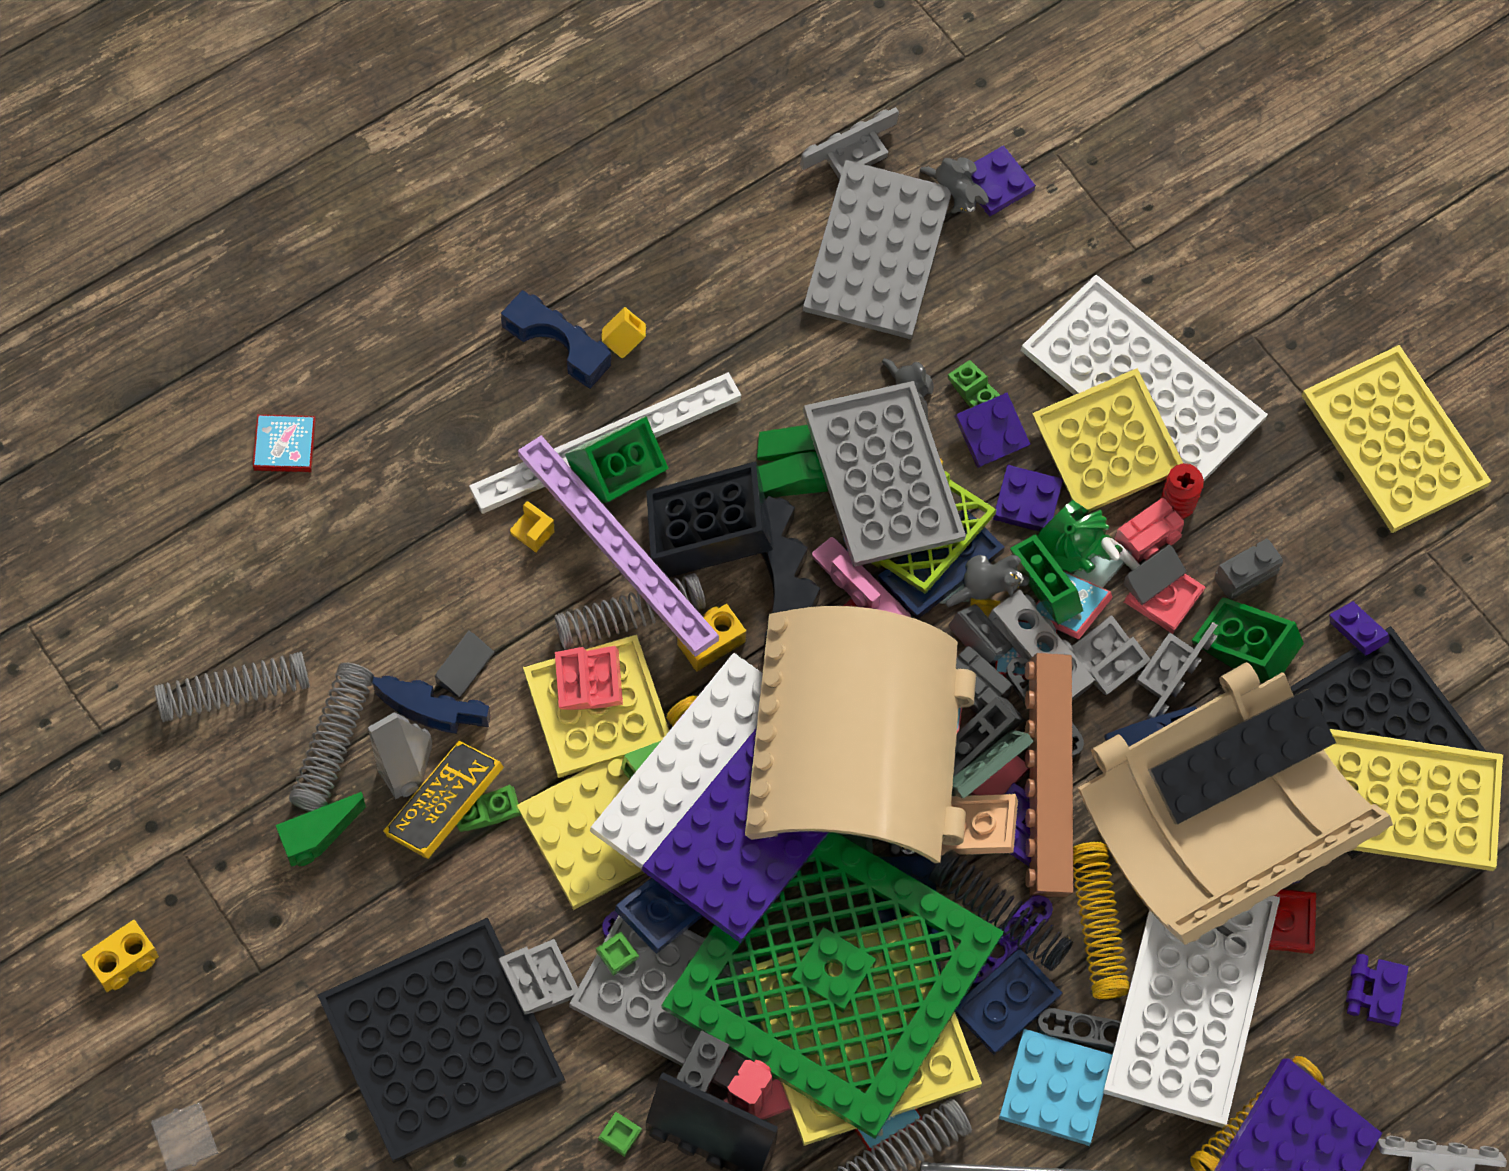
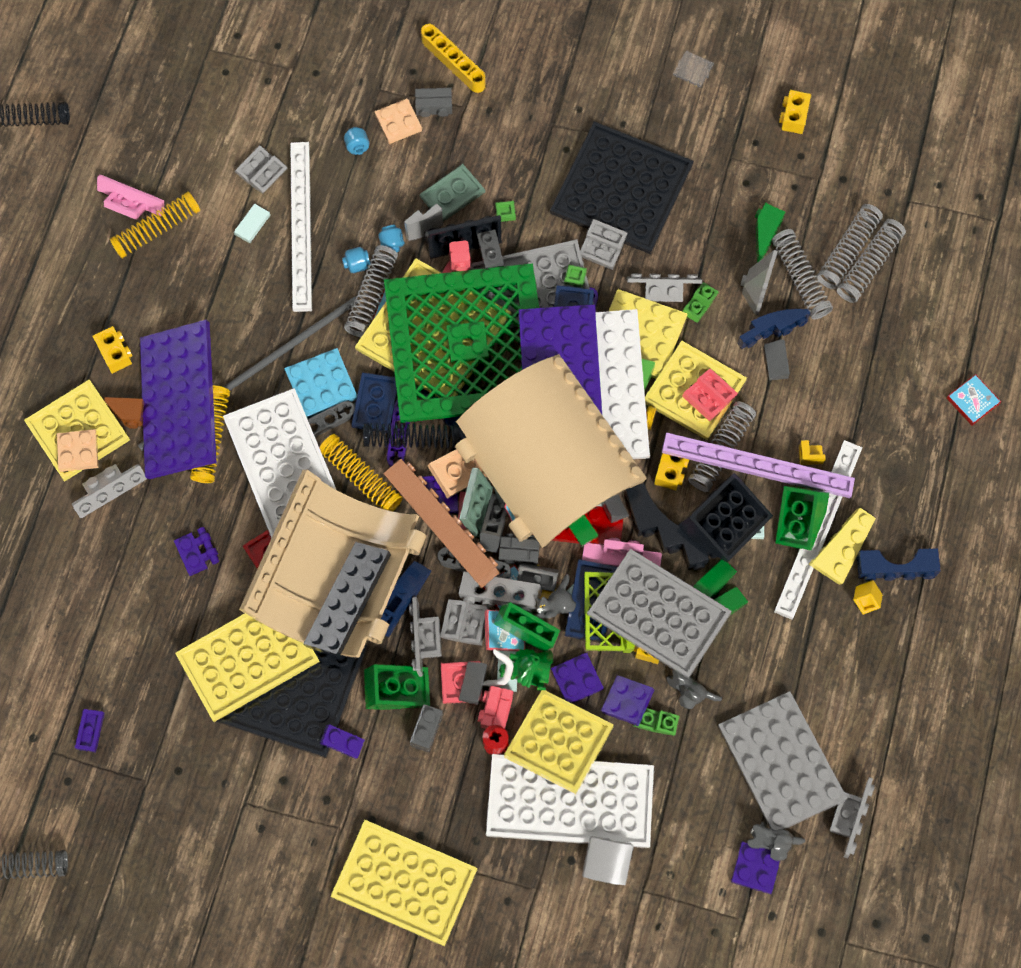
camera: 145 degrees right, 5 degrees up
(173, 748) = (835, 278): none -> light grey piece
(443, 799) = (722, 287): tile -> none
(512, 863) = (664, 288): none -> light grey bracket
(605, 397) = (840, 553): none -> light yellow wing
(1154, 292) = (607, 860): none -> light grey slope

